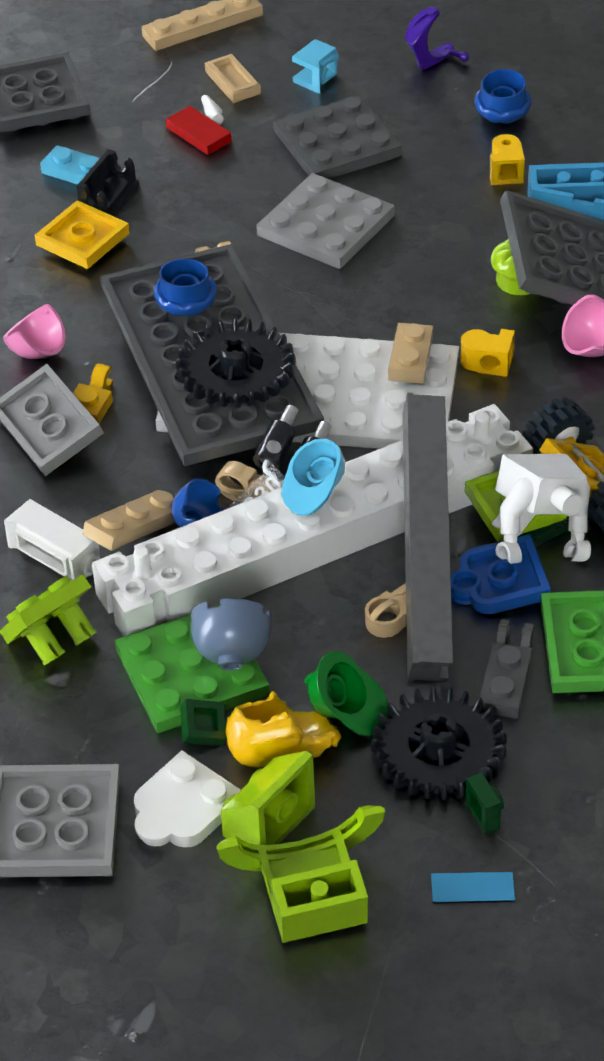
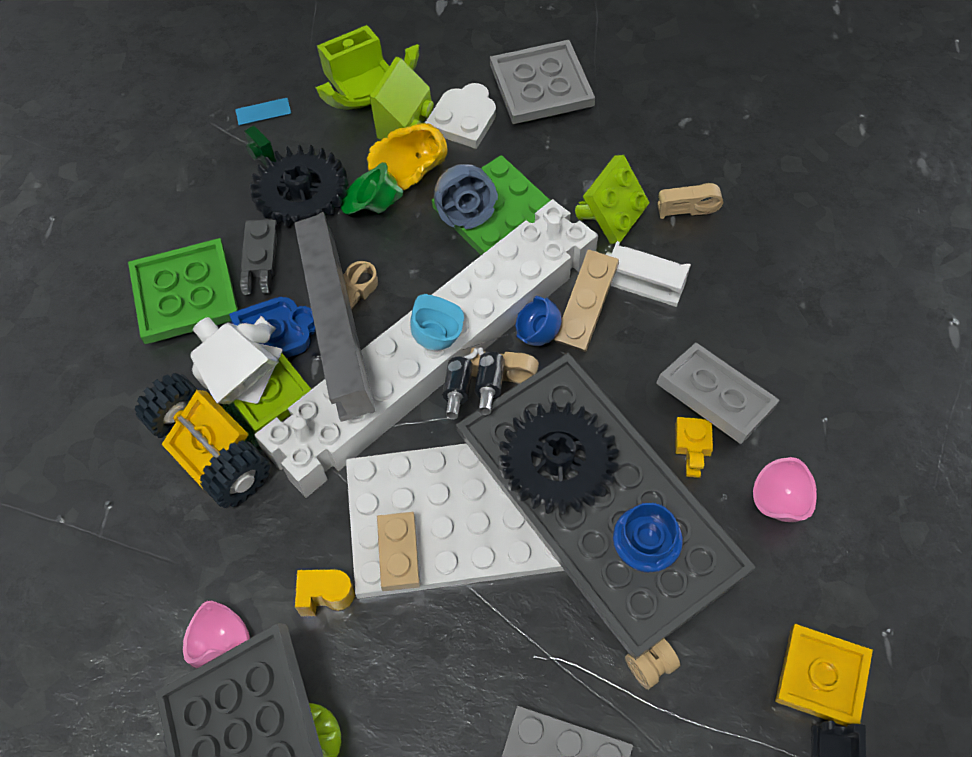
camera: 165 degrees right, 15 degrees up
(203, 722) = (468, 154): dark green plate -> none

